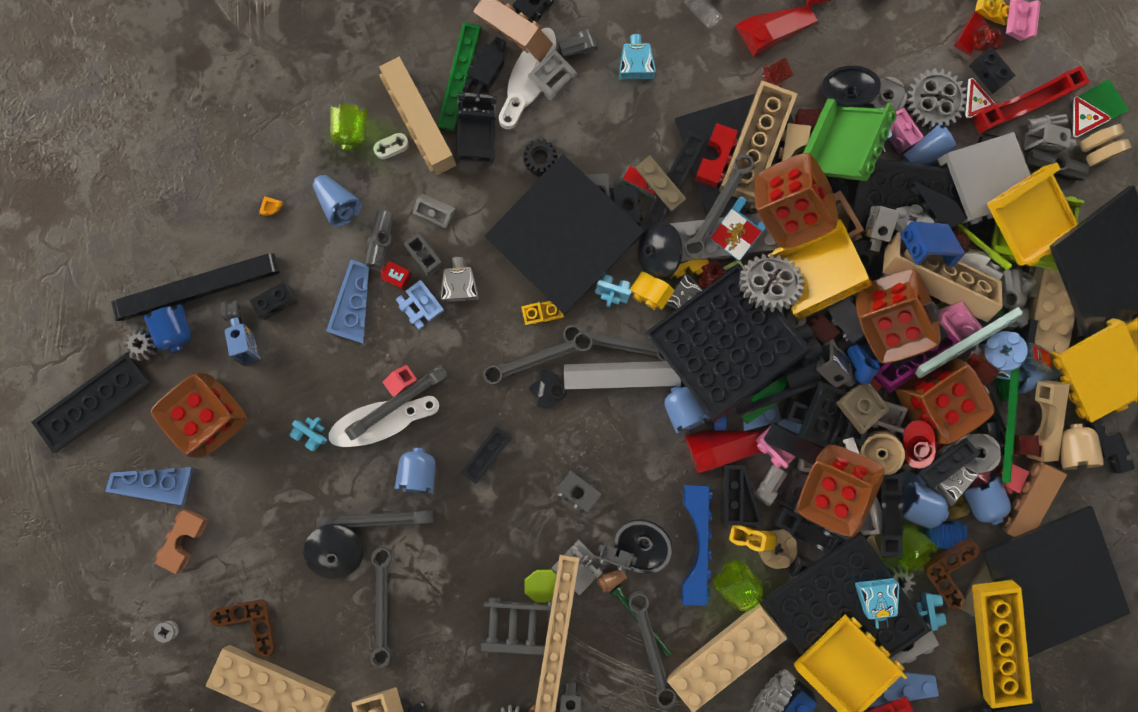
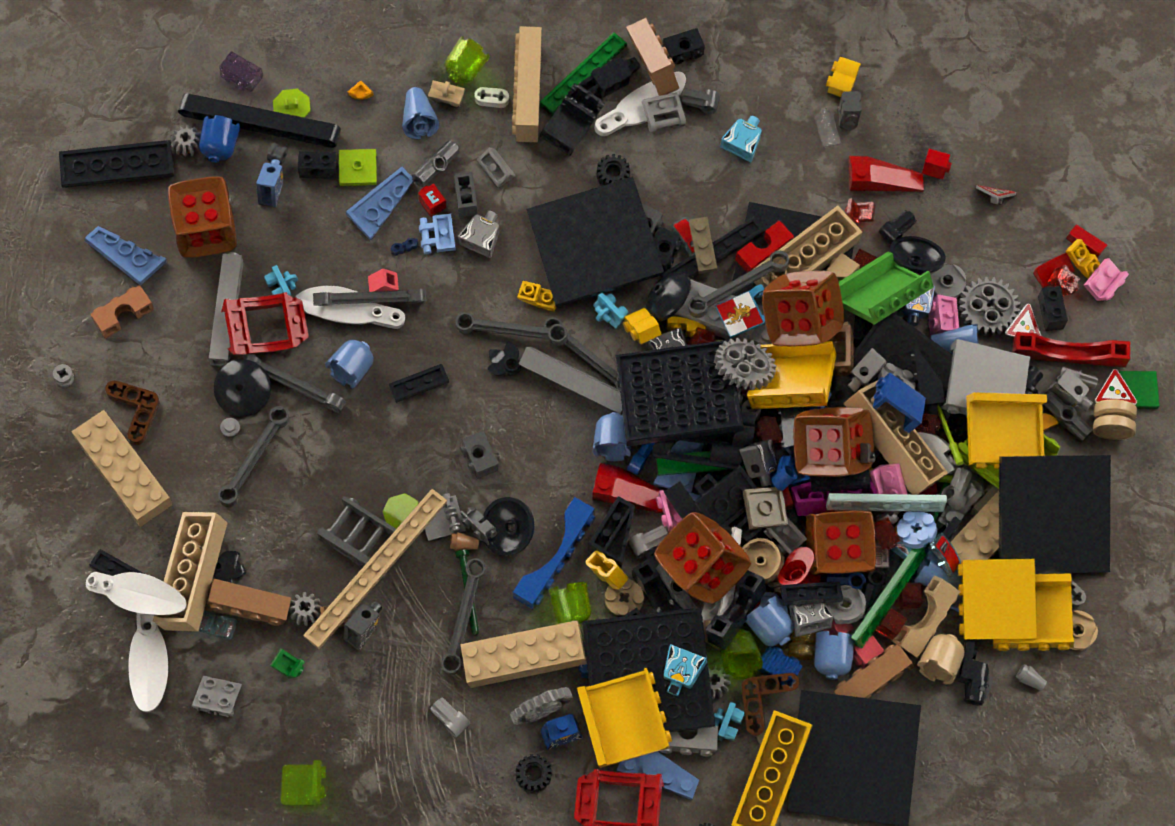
camera: 25 degrees right, 15 degrees down
(150, 249) = (241, 72): none -> clear purple brick
(216, 253) = (292, 103): none -> lime piece
(274, 485) = (228, 288): none -> light grey brick
(297, 503) = (238, 325): none -> red wedge
(311, 281) = (357, 167): none -> lime plate
(344, 592) = (230, 427): none -> light grey plate
(349, 166) = (446, 93): none -> tan hips
(393, 337) = (408, 245): none -> dark blue piece
(816, 72) = (894, 229): none -> black piece
(1024, 406) = (911, 596): none -> clear red brick

